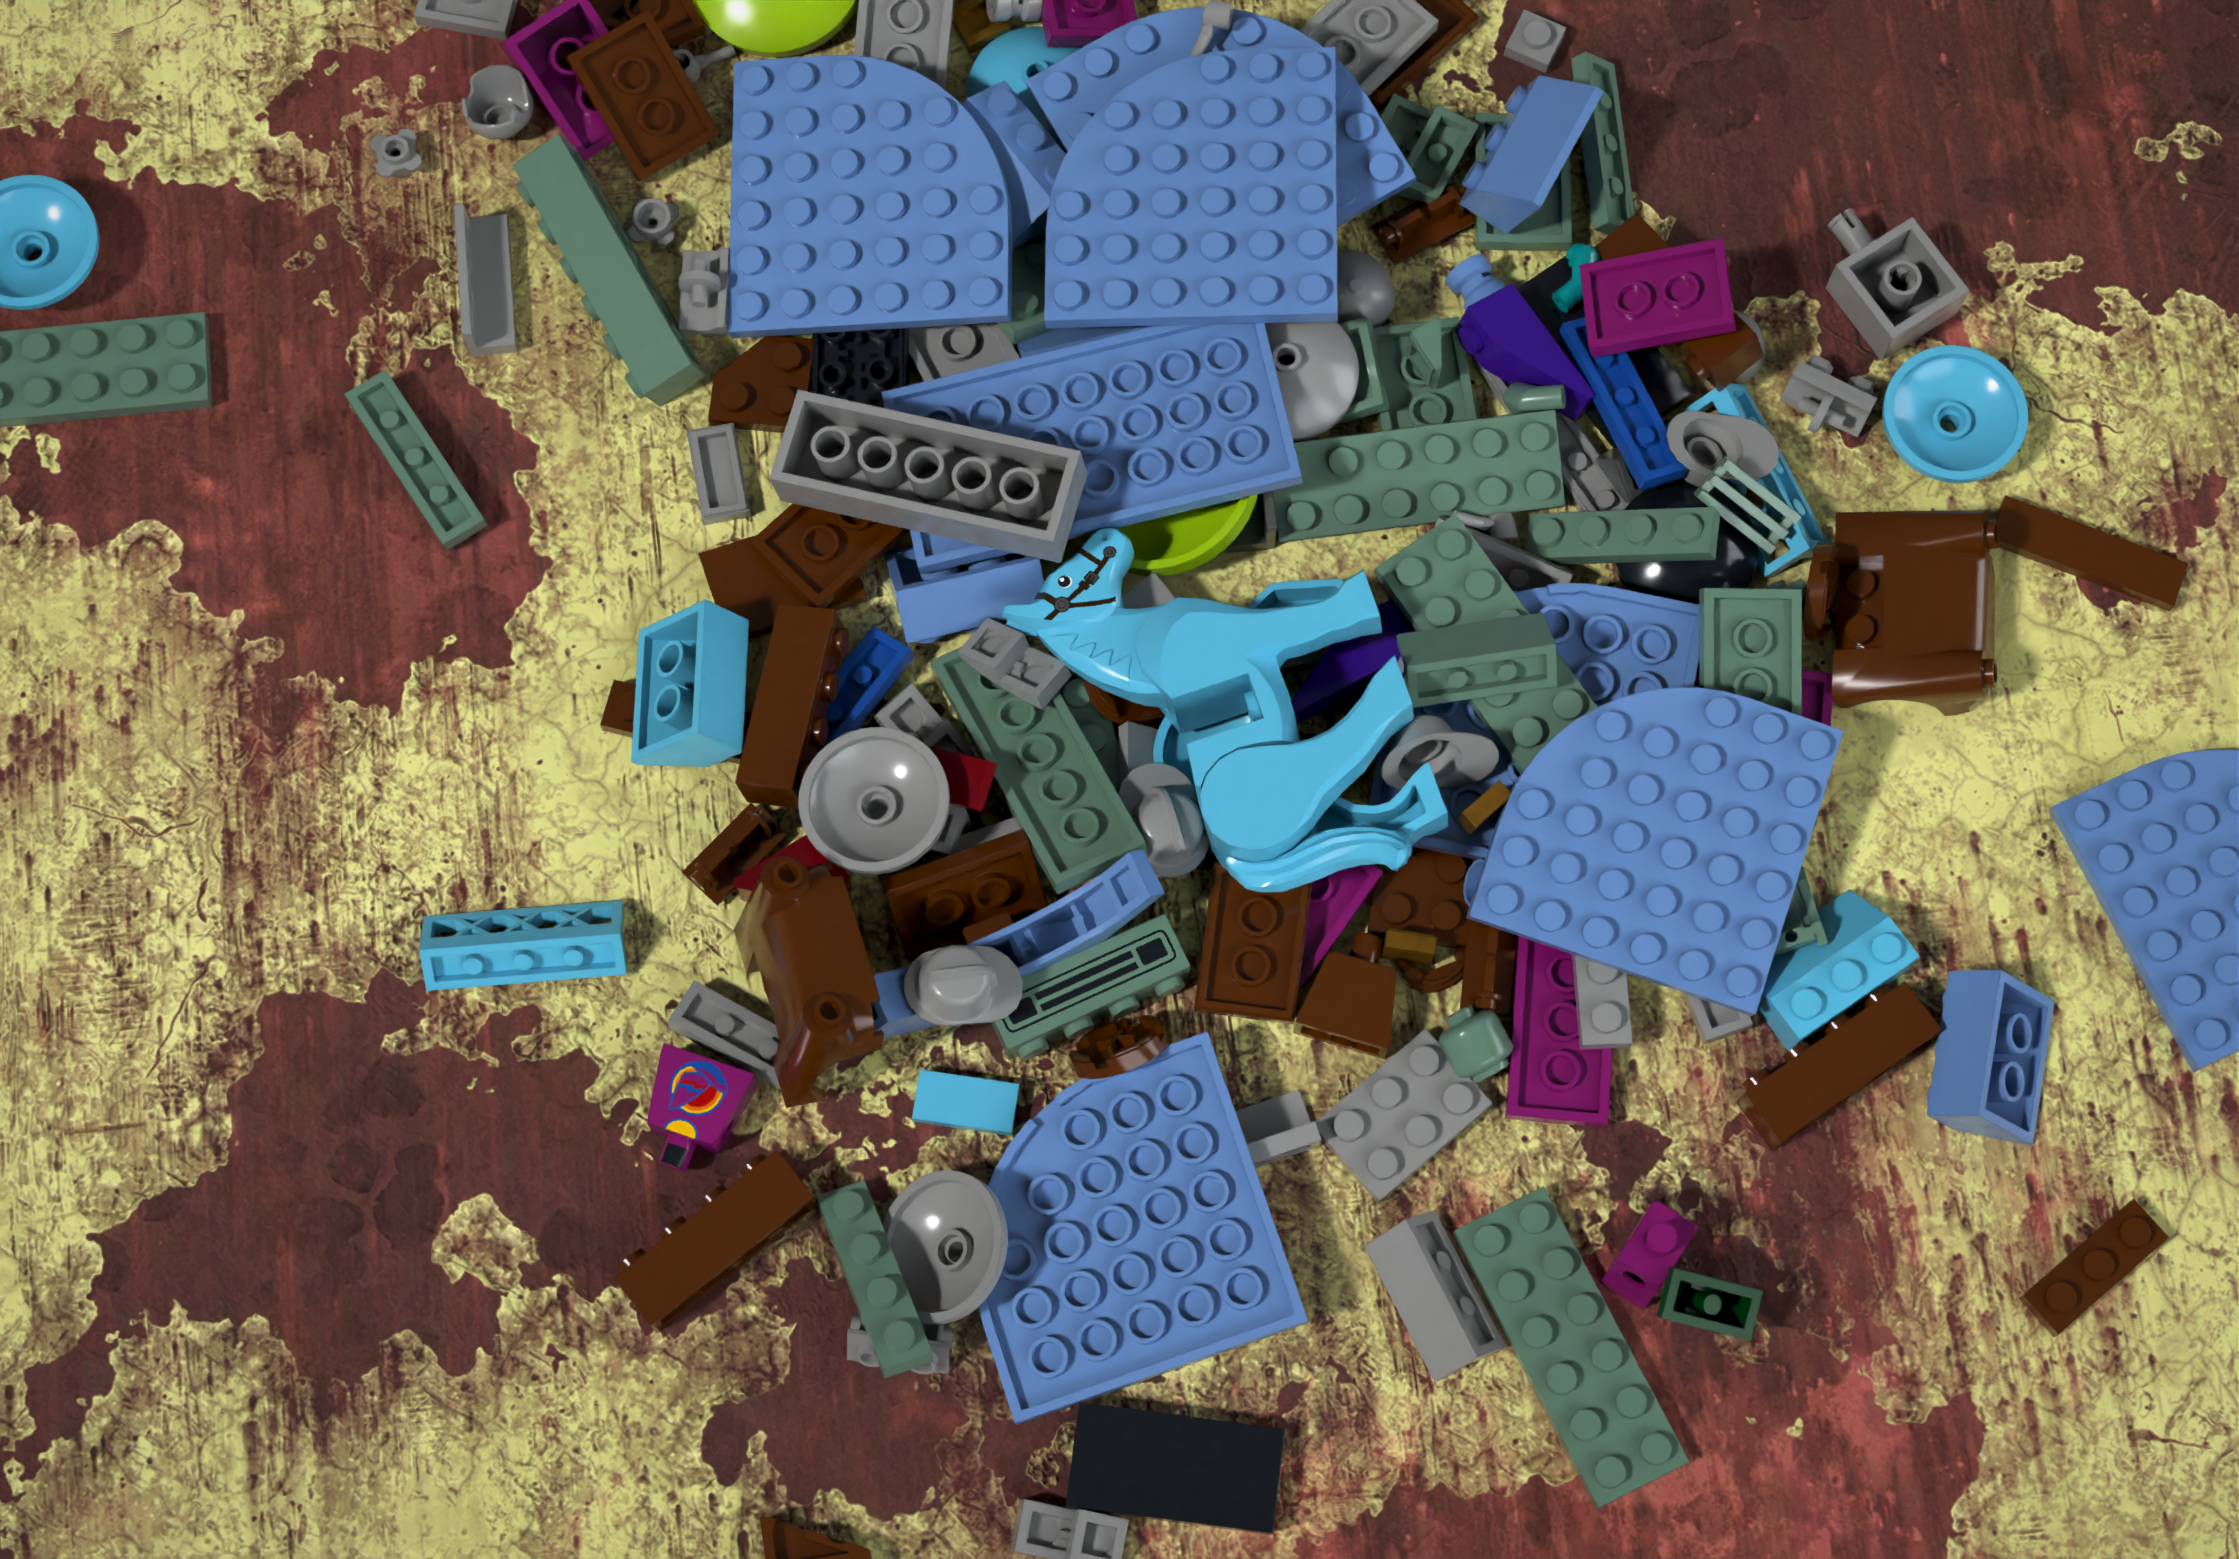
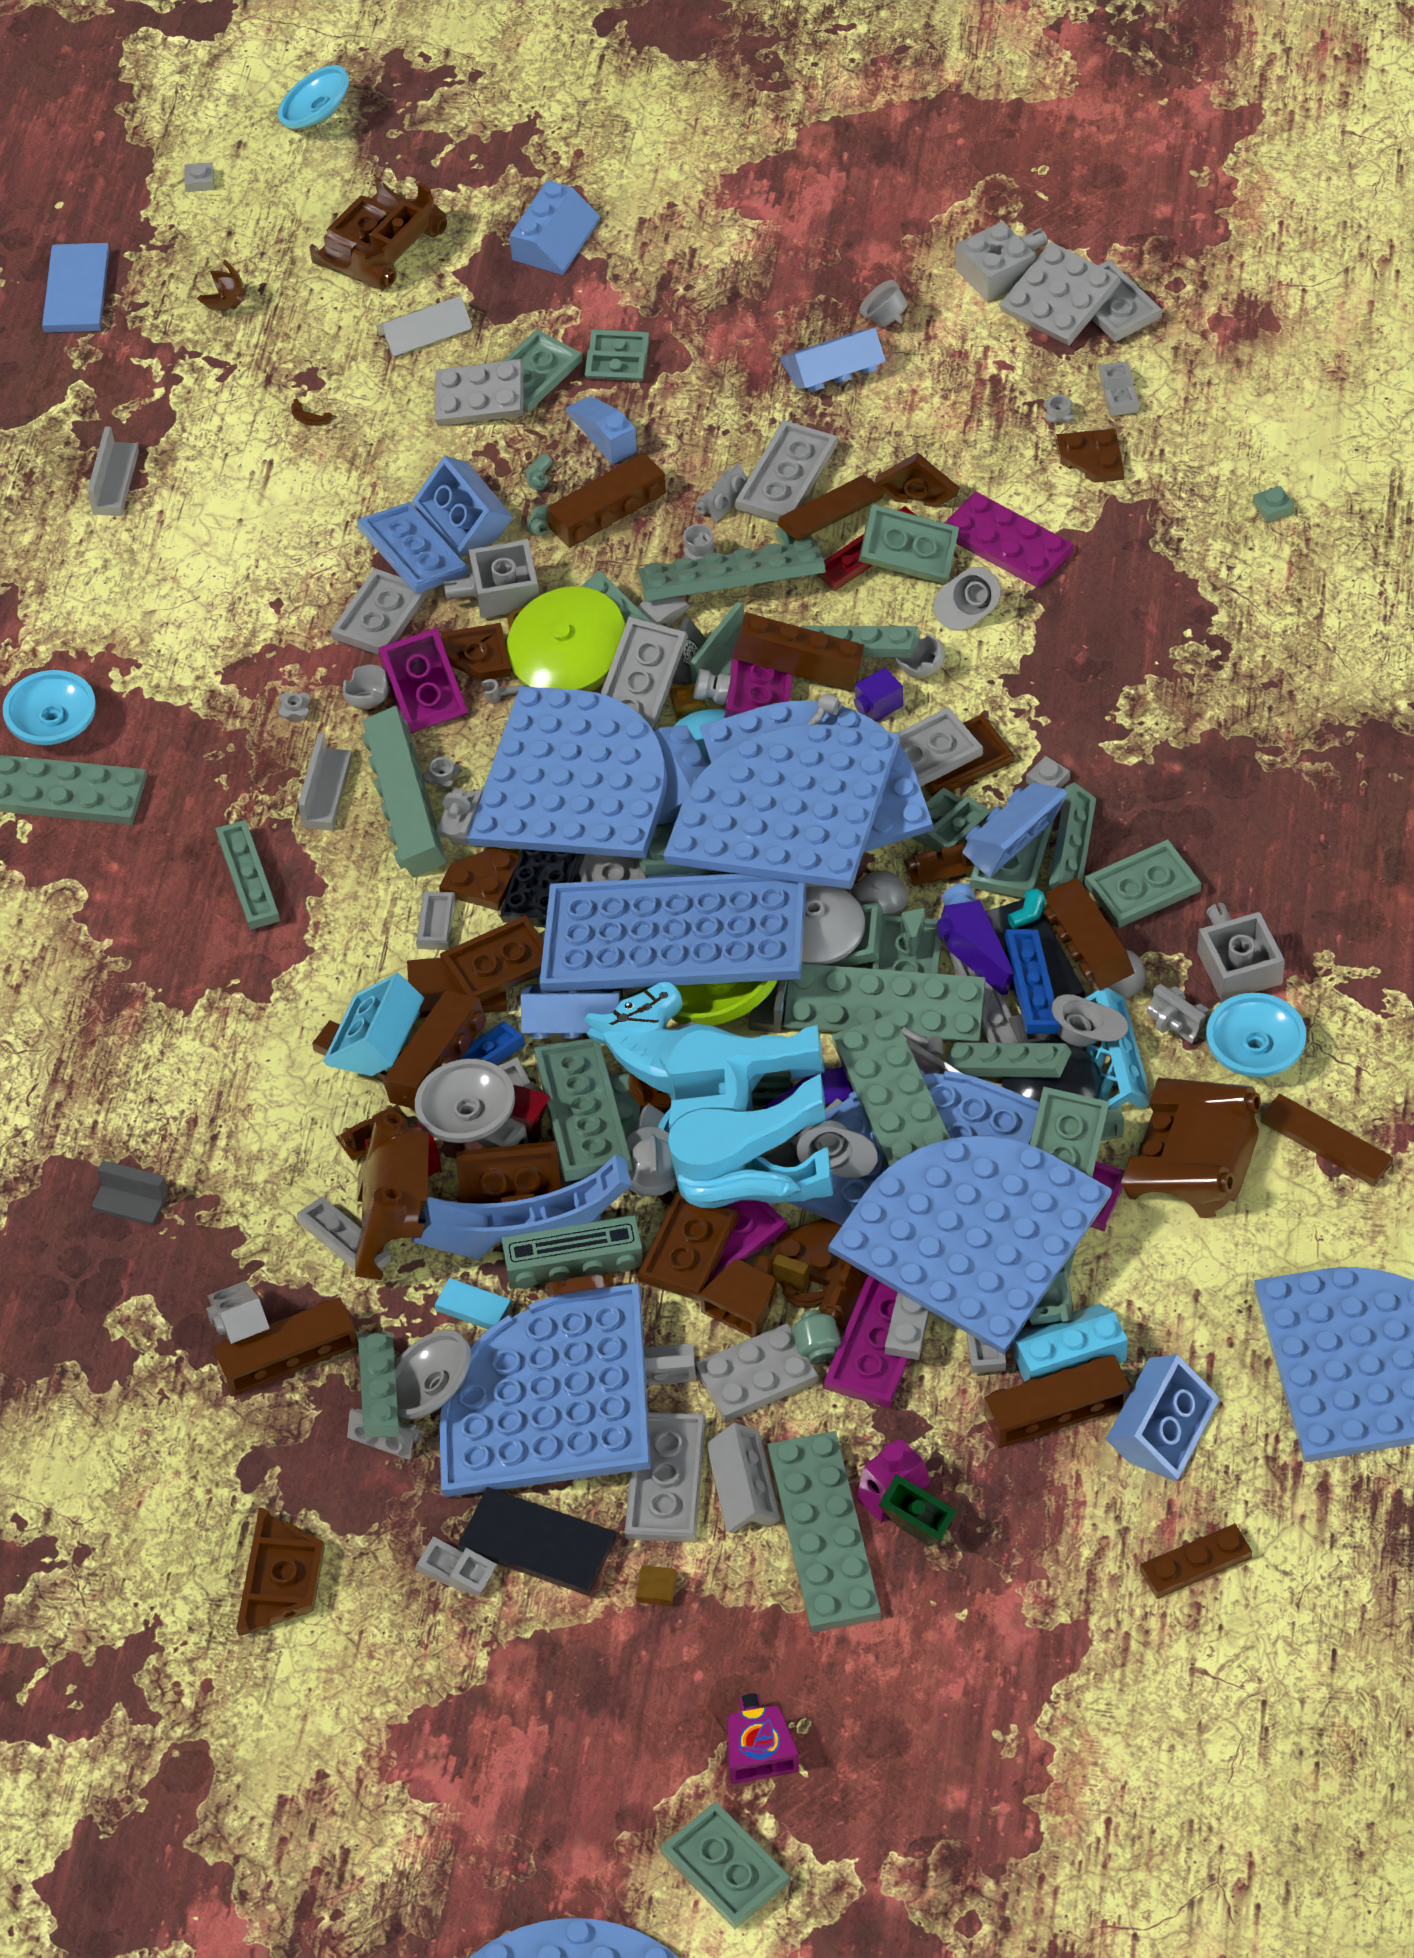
camera: 20 degrees right, 20 degrees down
(405, 1040) = (130, 1193): none -> dark grey panel
(523, 950) = (221, 1157): medium azure fence -> none
(633, 1211) = (236, 1312): none -> light grey brick
(642, 95) = (457, 697): reddish brown plate -> none
(696, 1104) = (300, 1266): magenta torso -> none
(929, 475) = (561, 926): light grey brick -> none
(963, 985) = (488, 1218): light grey piece -> none
(1013, 665) = (584, 1055): light grey slope -> none
(1337, 1358) = (666, 1497): none -> light grey tile
(1362, 1493) = (656, 1585): none -> pearl gold tile
(1478, 659) = (878, 1097): sand green panel -> none
(1484, 808) = (855, 1188): pearl gold tile -> none
(1527, 397) = (976, 968): sand green arm -> none
(1657, 297) = (1069, 920): magenta plate -> none
(1722, 188) = (1142, 883): none -> sand green plate
(1778, 529) = (1114, 1076): sand green tile -> none
(1821, 591) = (1130, 1118): reddish brown tile -> none

